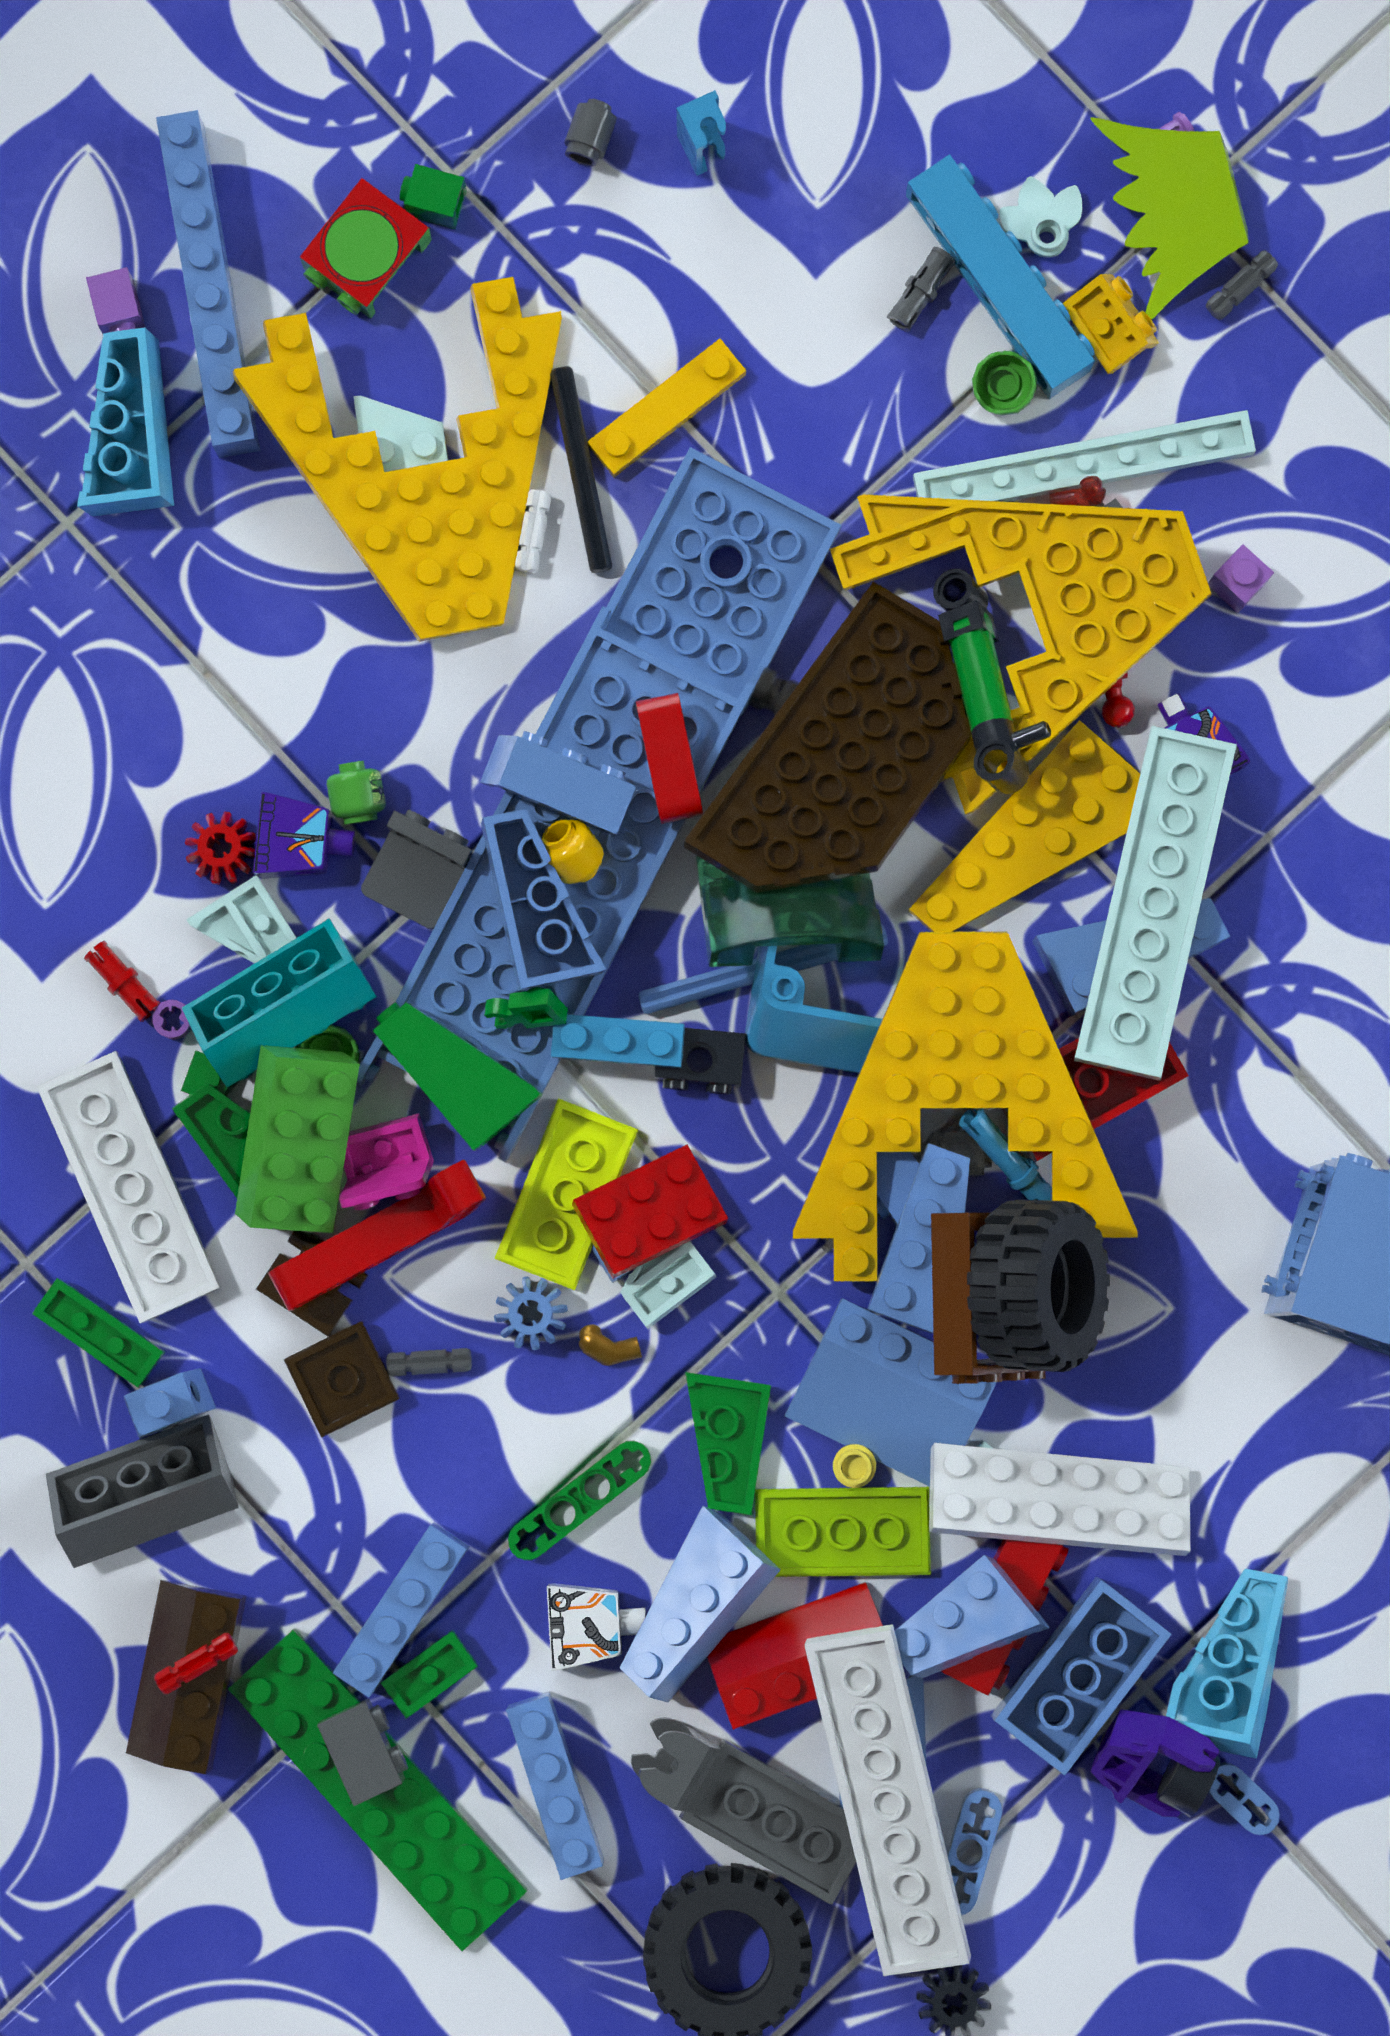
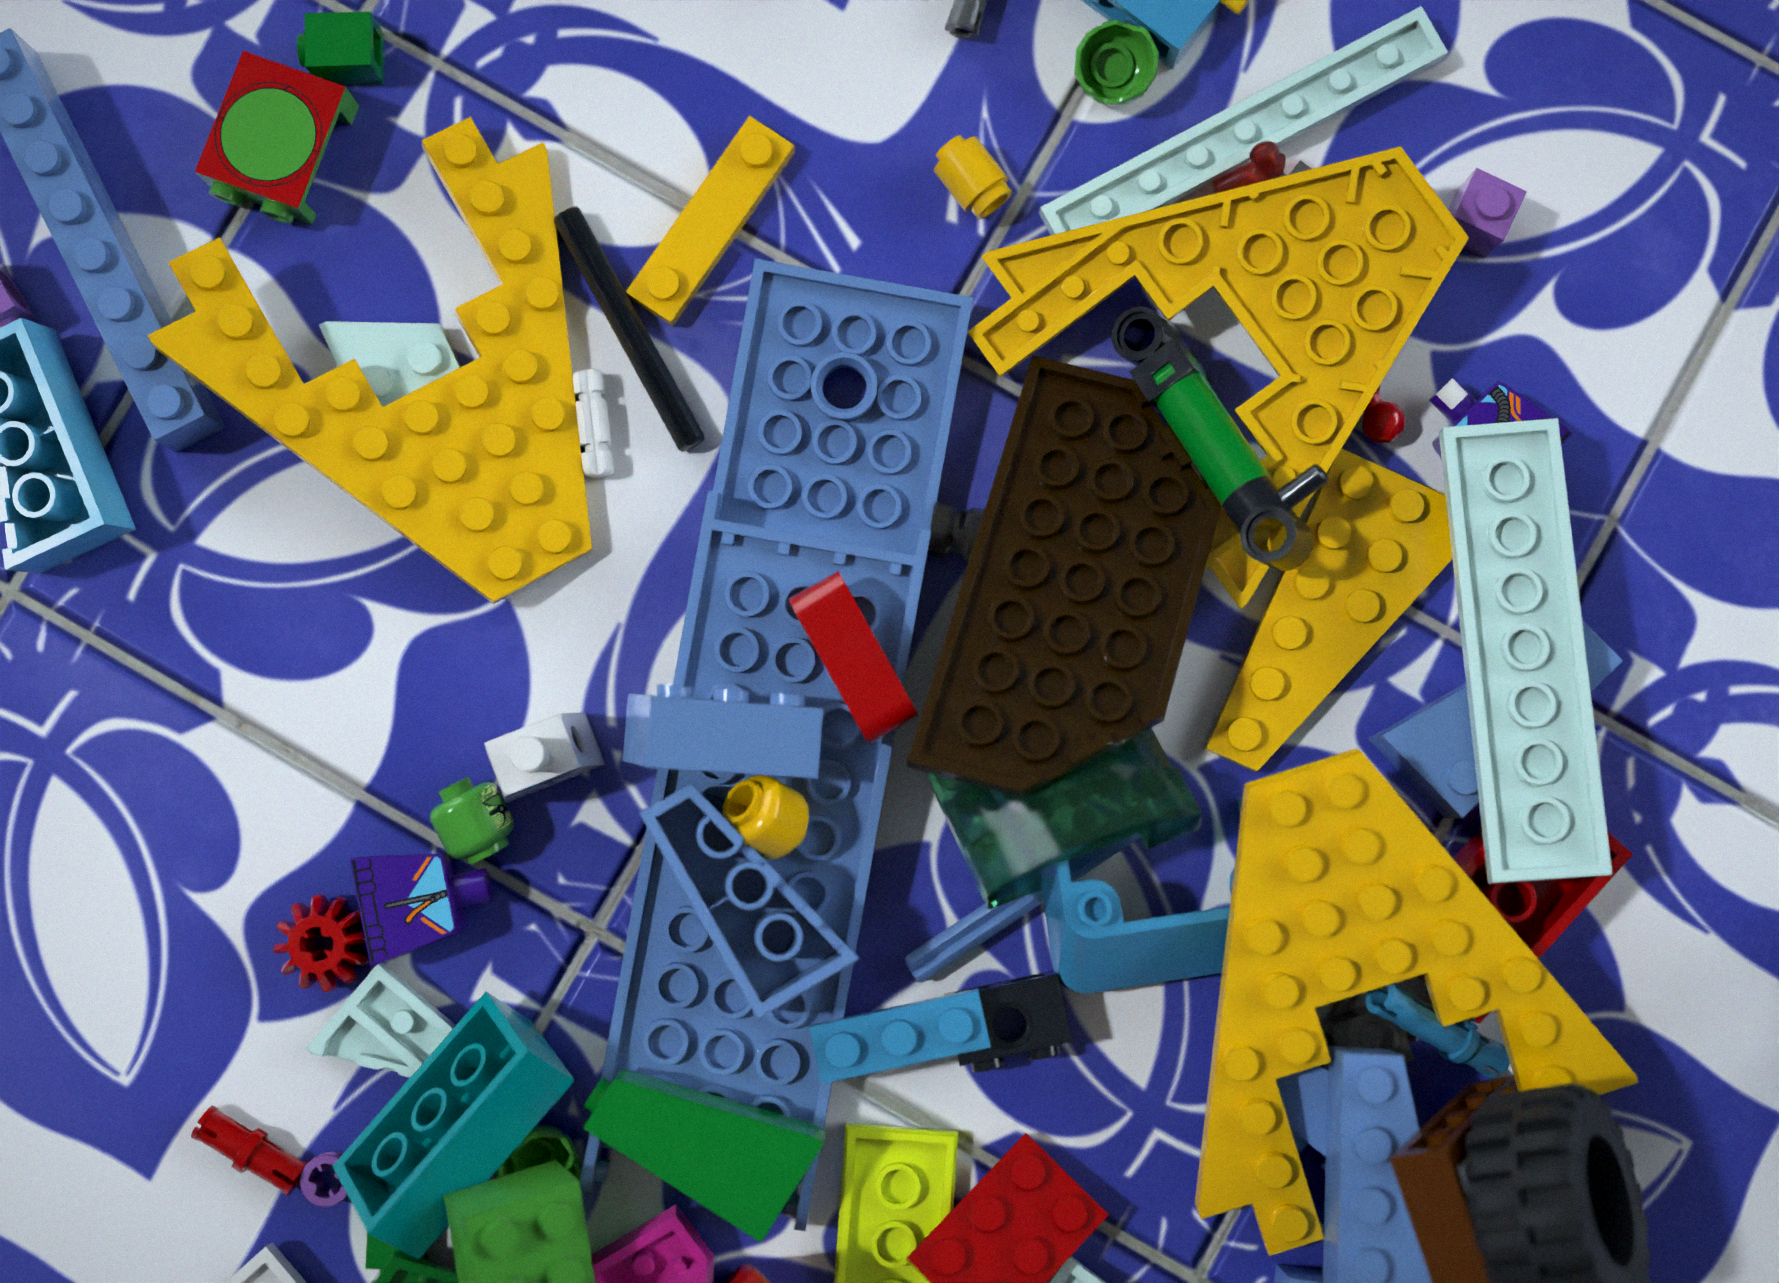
camera: 20 degrees left, 0 degrees up
(416, 869) = (577, 892): dark grey bracket -> none
(421, 761) = (543, 754): none -> white torso
(532, 1008) = (777, 1034): green plate -> none
(871, 434) = (972, 176): none -> yellow brick

